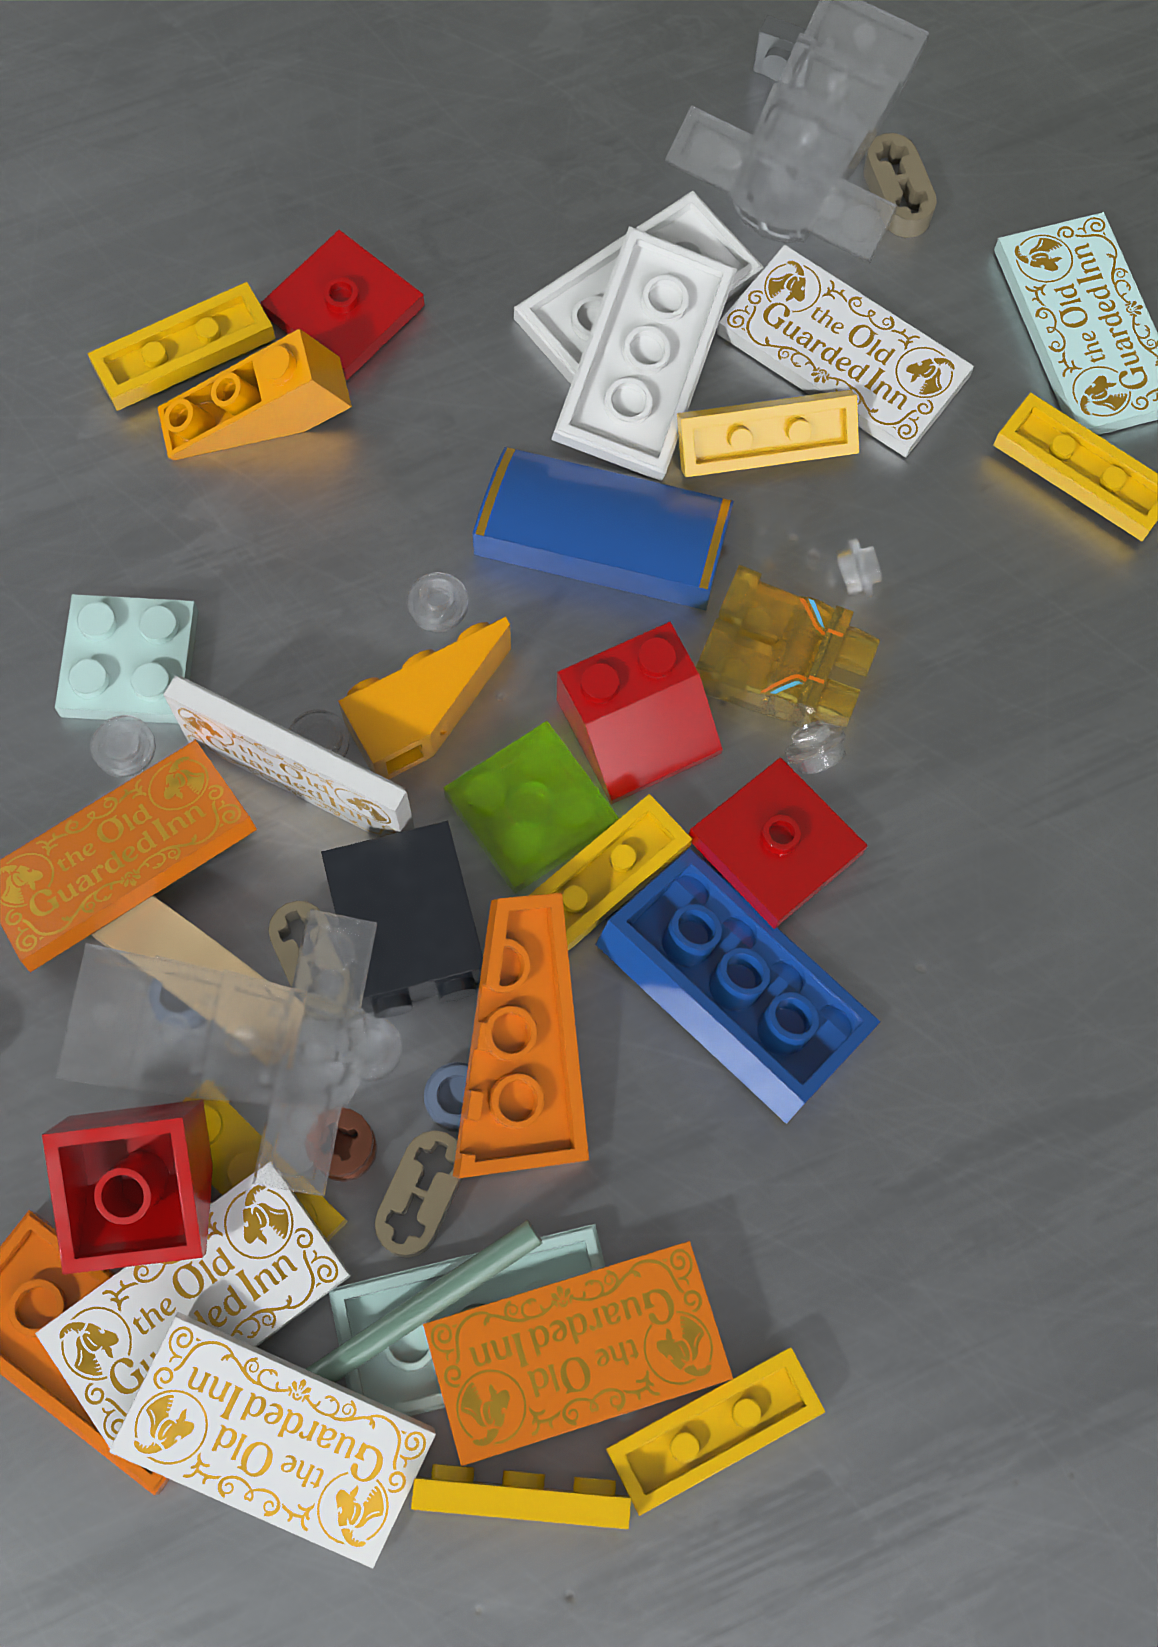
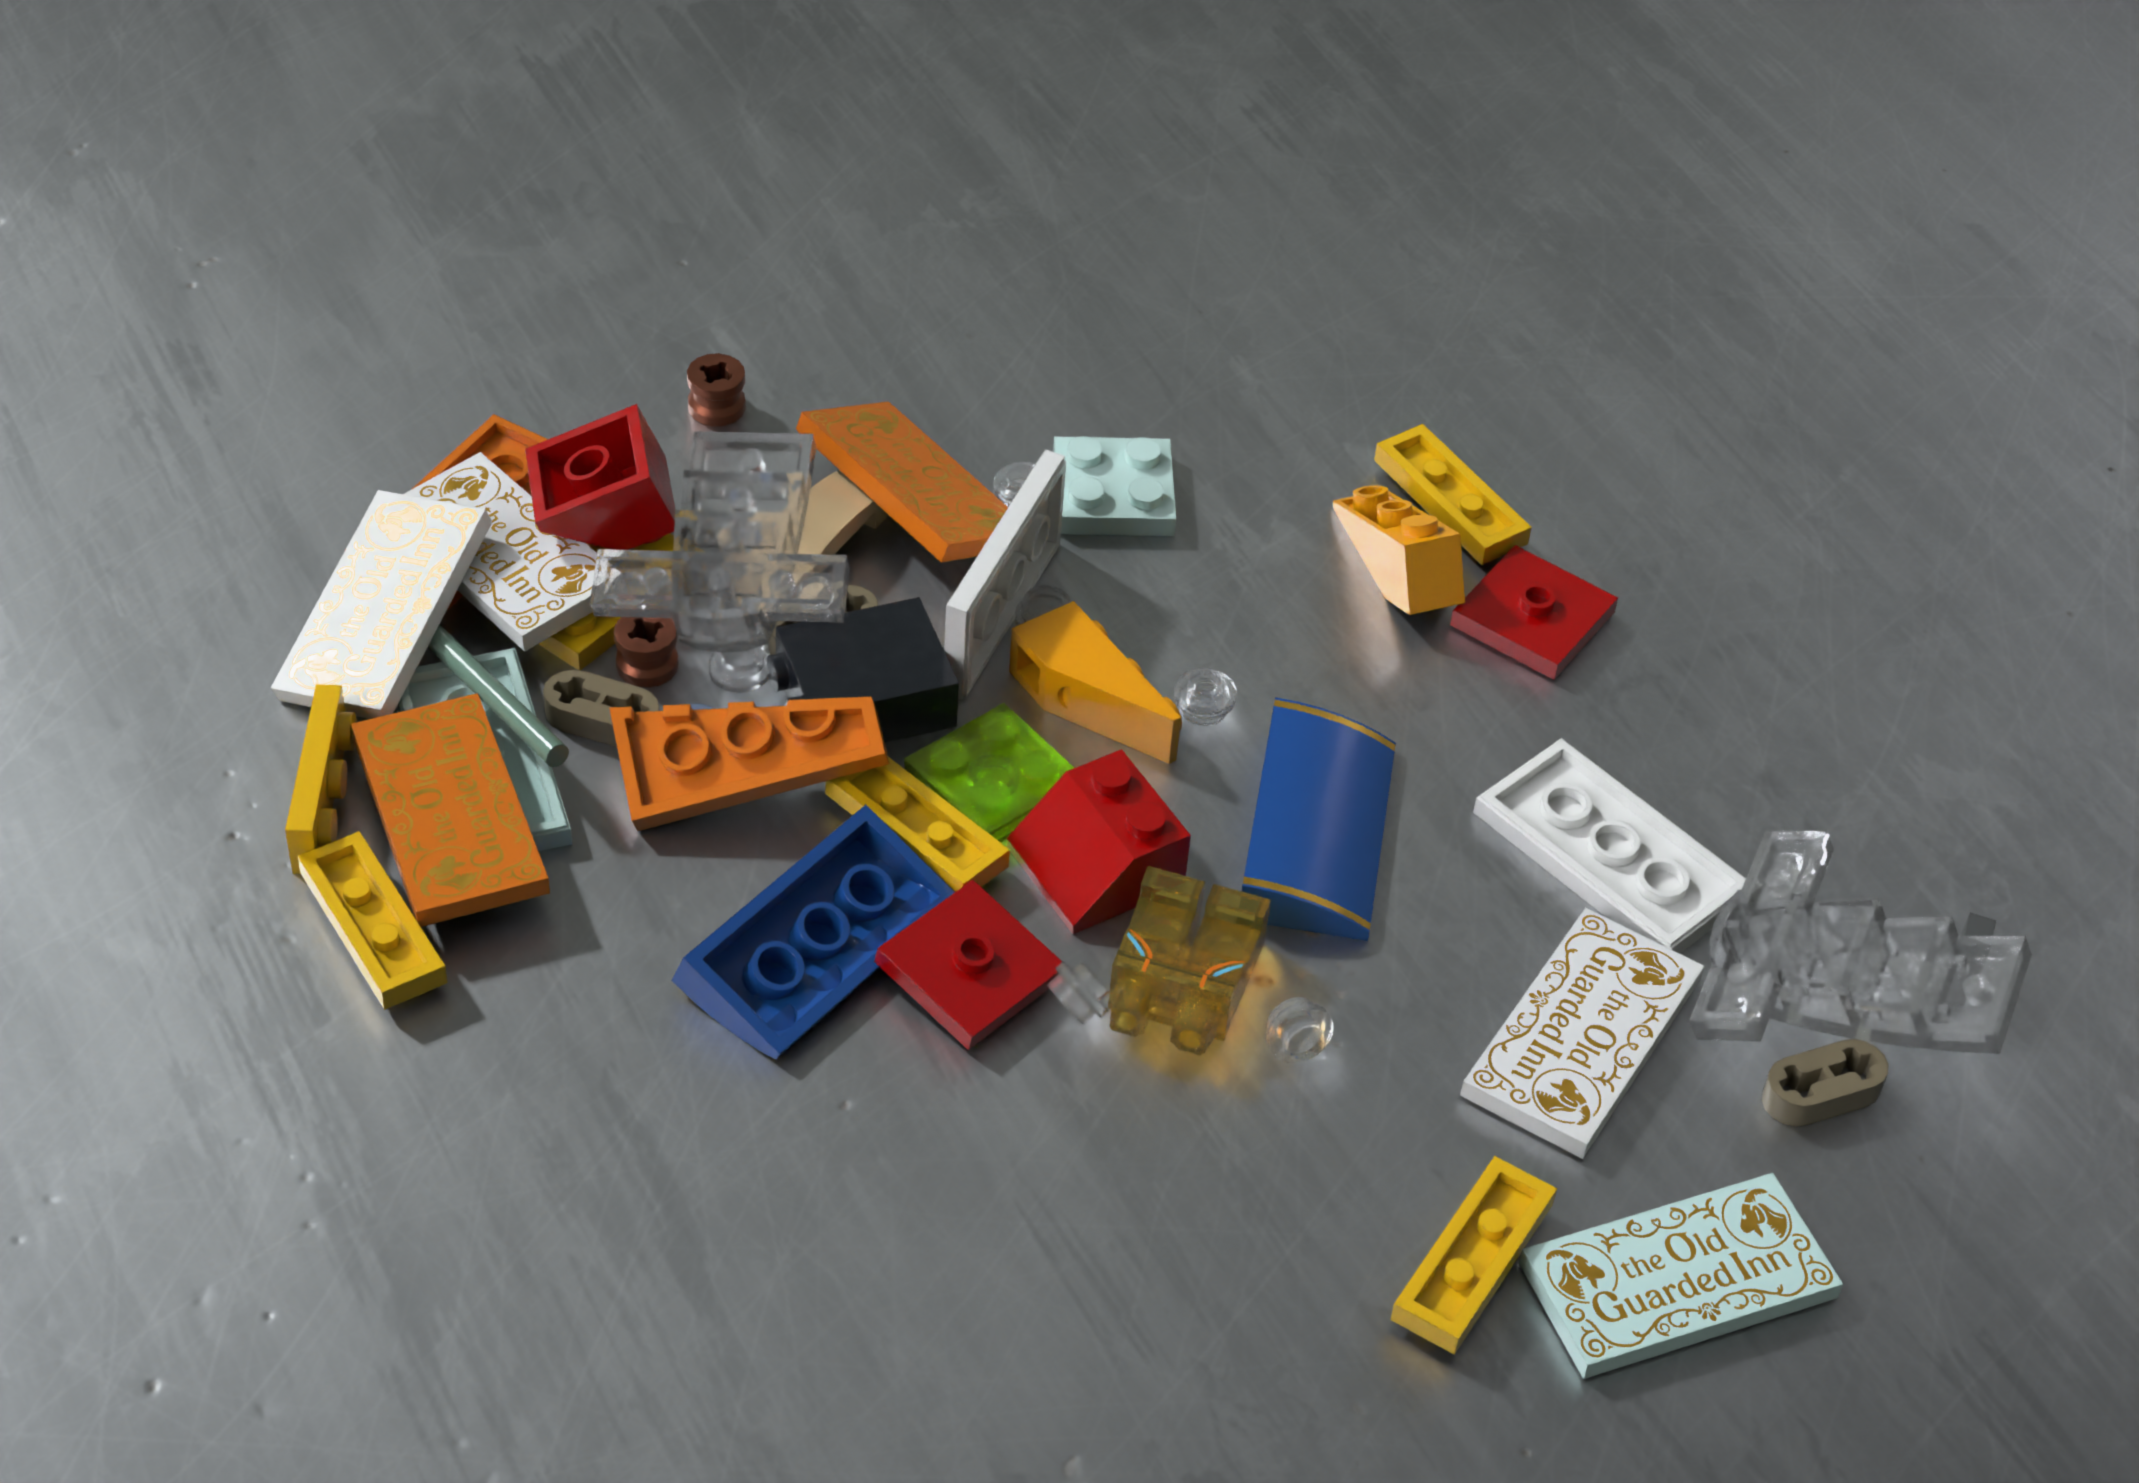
camera: 85 degrees right, 25 degrees down
(644, 354) = (1526, 839): white tile -> none
(768, 433) = (1452, 950): yellow plate -> none

